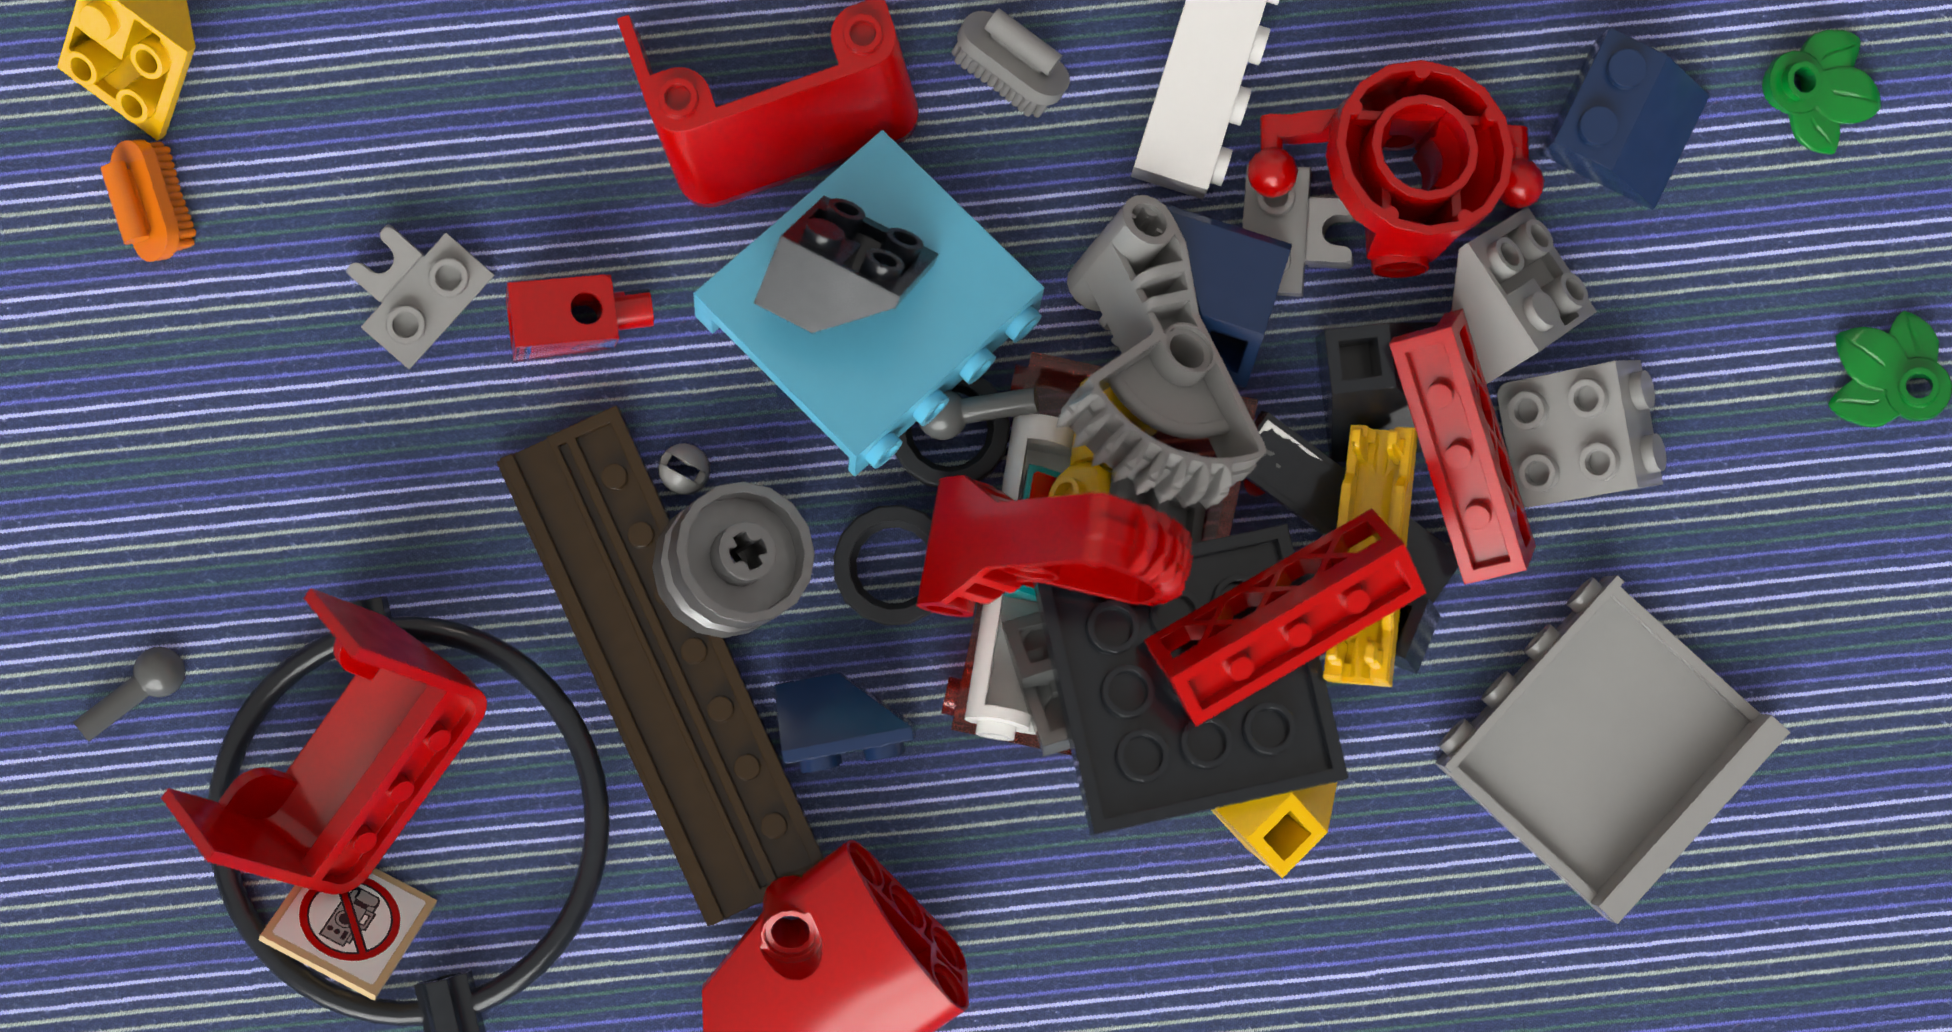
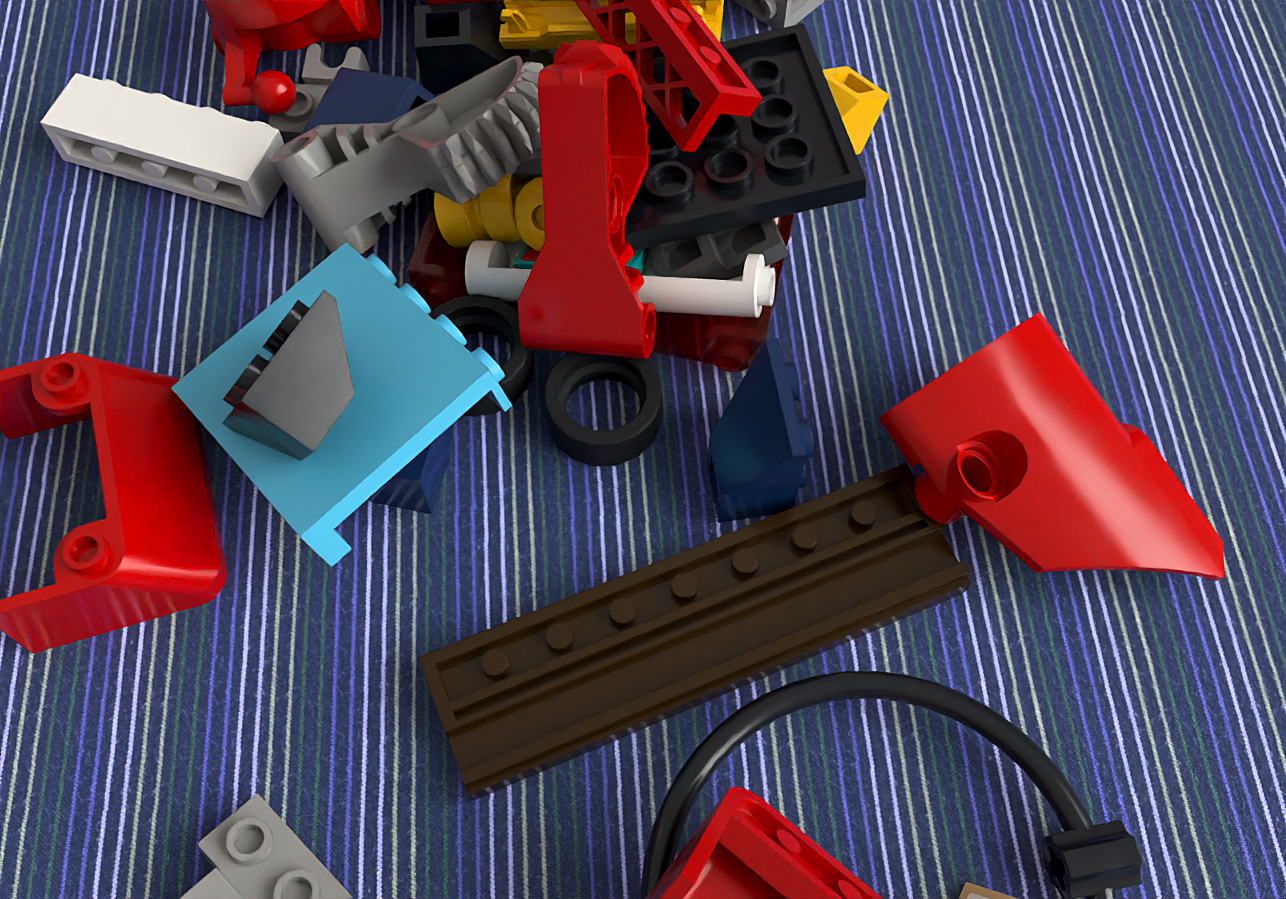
camera: 85 degrees left, 25 degrees down
(543, 319) = (311, 705): red torso -> none
(690, 456) = (503, 607): light grey hinge -> none
(769, 552) = (591, 530): flat silver wheel -> none
(980, 408) = (456, 299): dark grey bar -> none
(1011, 61) = (134, 303): light grey piece -> none

